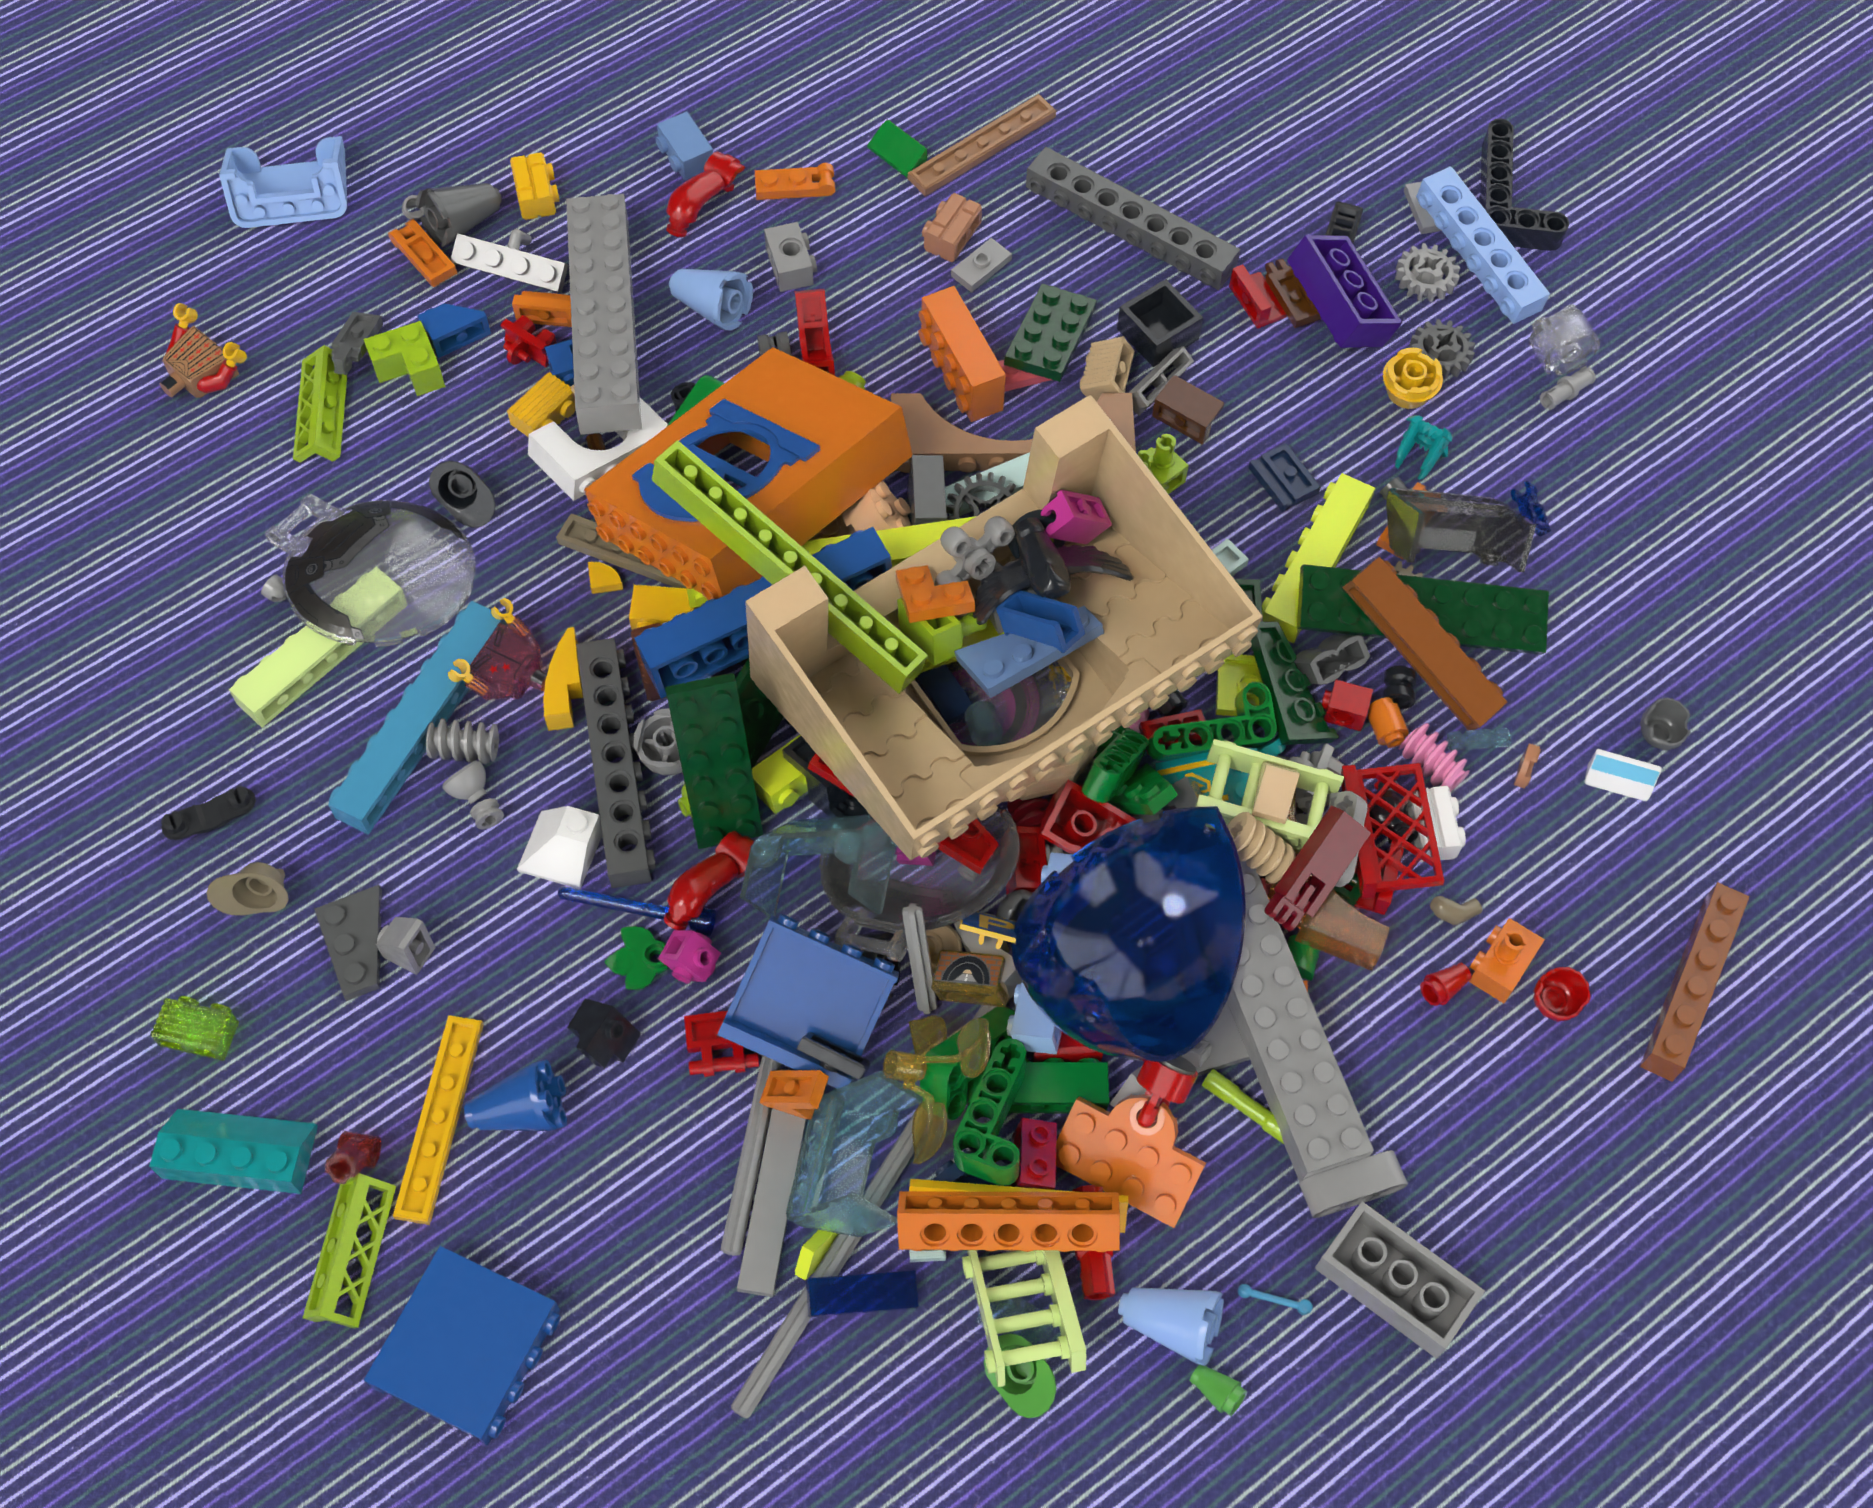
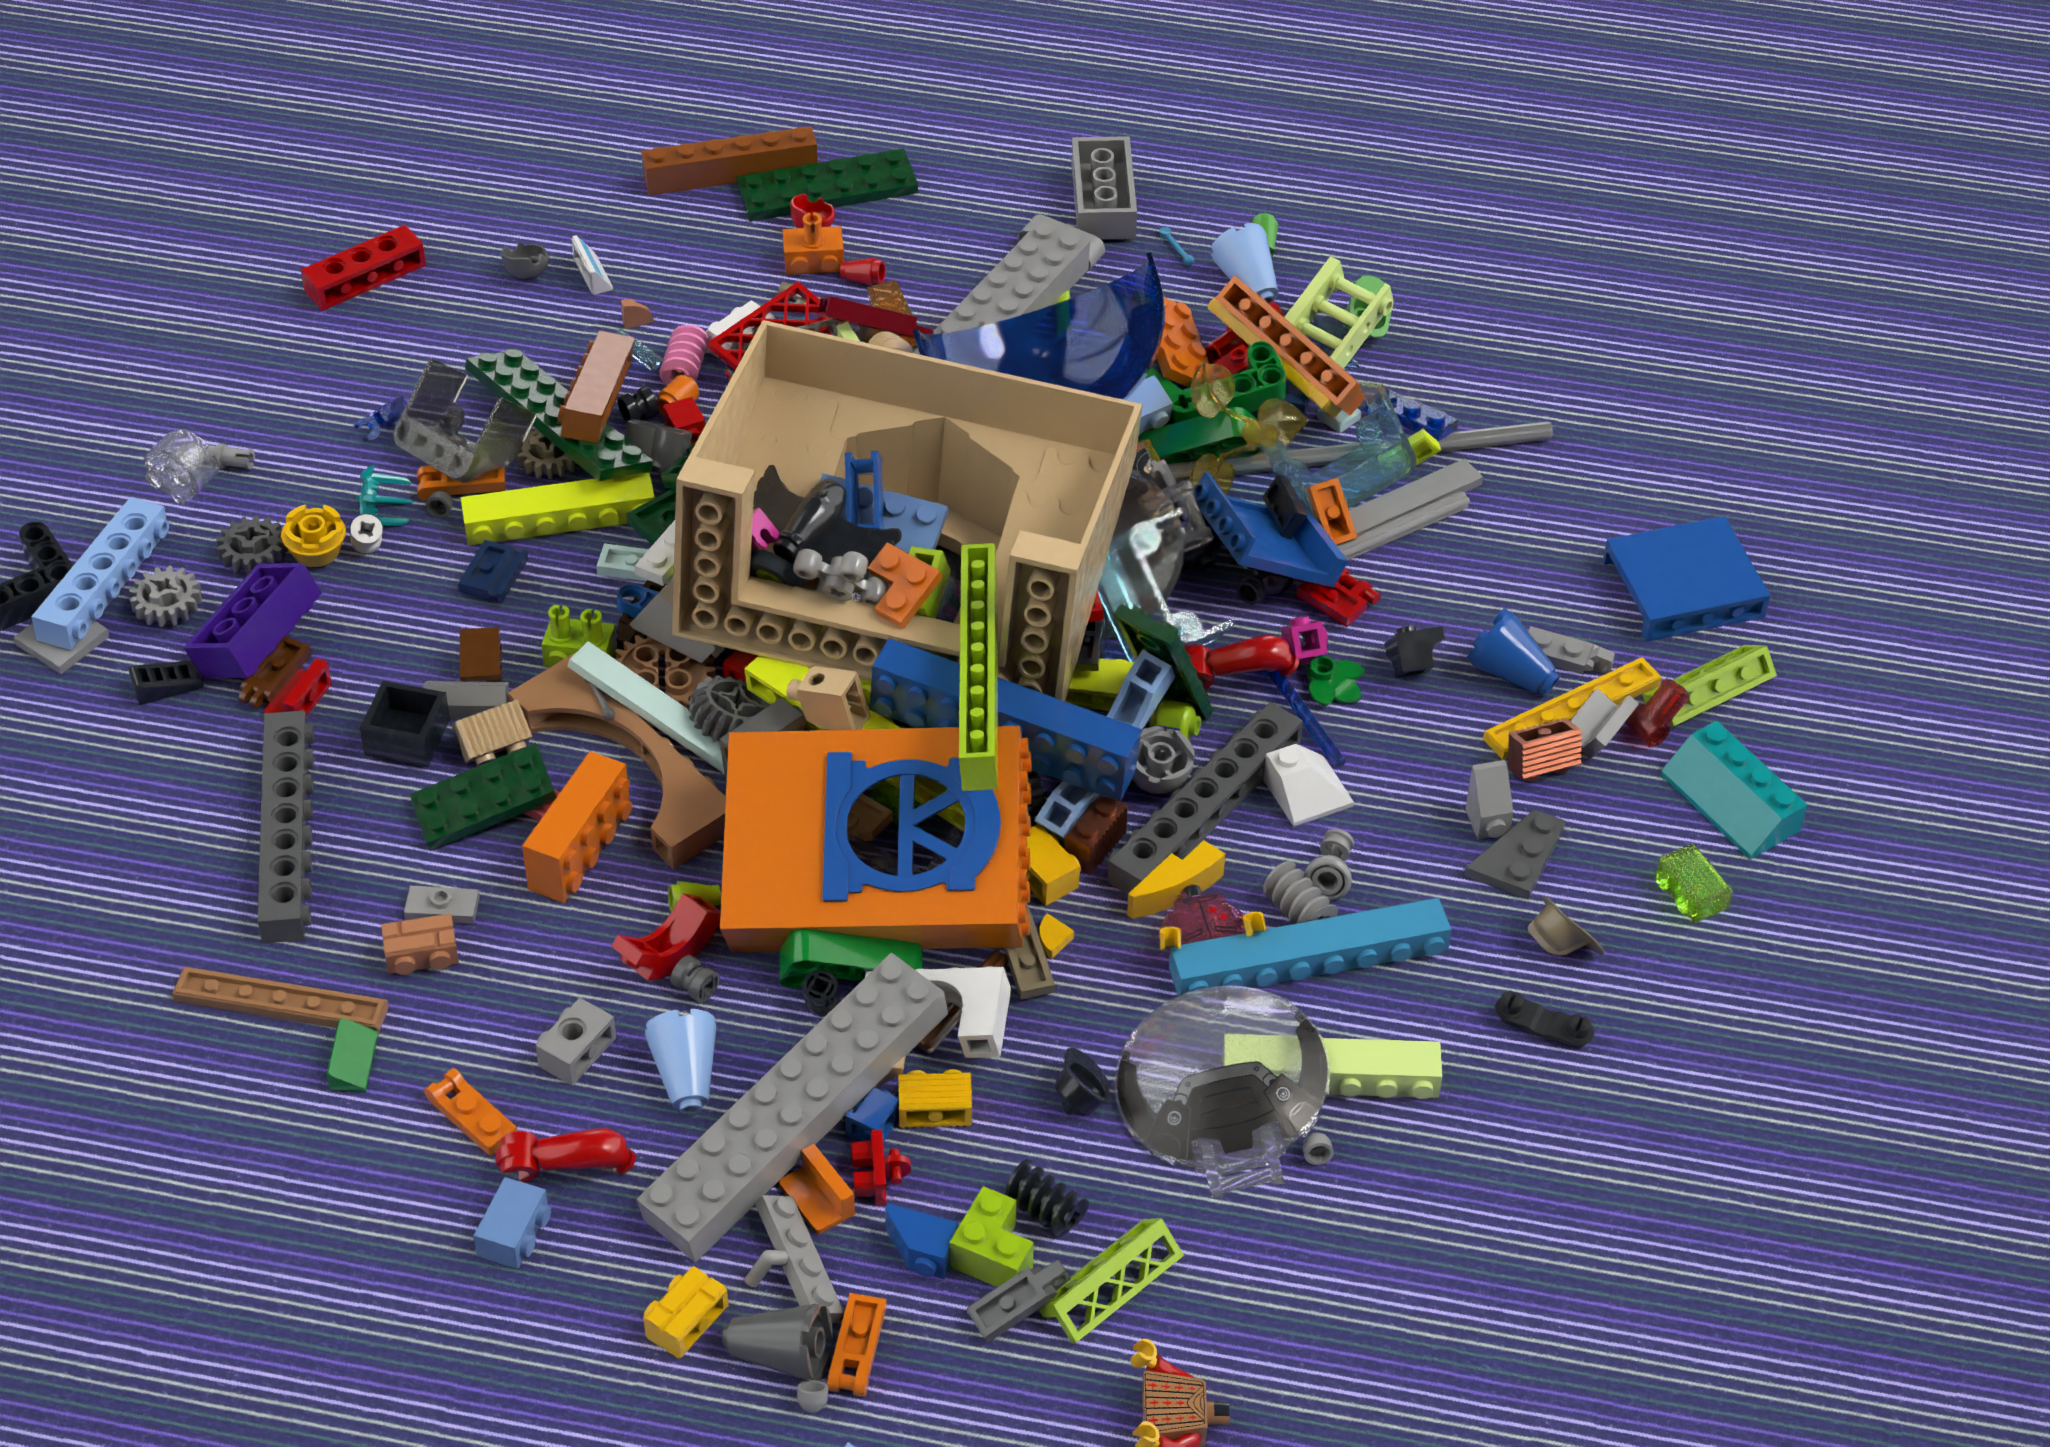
camera: 130 degrees left, 15 degrees down
(396, 1110) = (1600, 720): none -> light grey panel
(404, 407) = (1043, 1201): none -> black piece
(410, 1032) = (1544, 749): none -> copper brick
(495, 1168) = (1572, 653): none -> light grey hinge
(897, 516) = (831, 698): none -> tan torso
(1398, 425) = (362, 540): none -> white wheel
(1605, 1054) = (835, 181): none -> dark green plate
(1745, 606) = (363, 267): none -> red brick

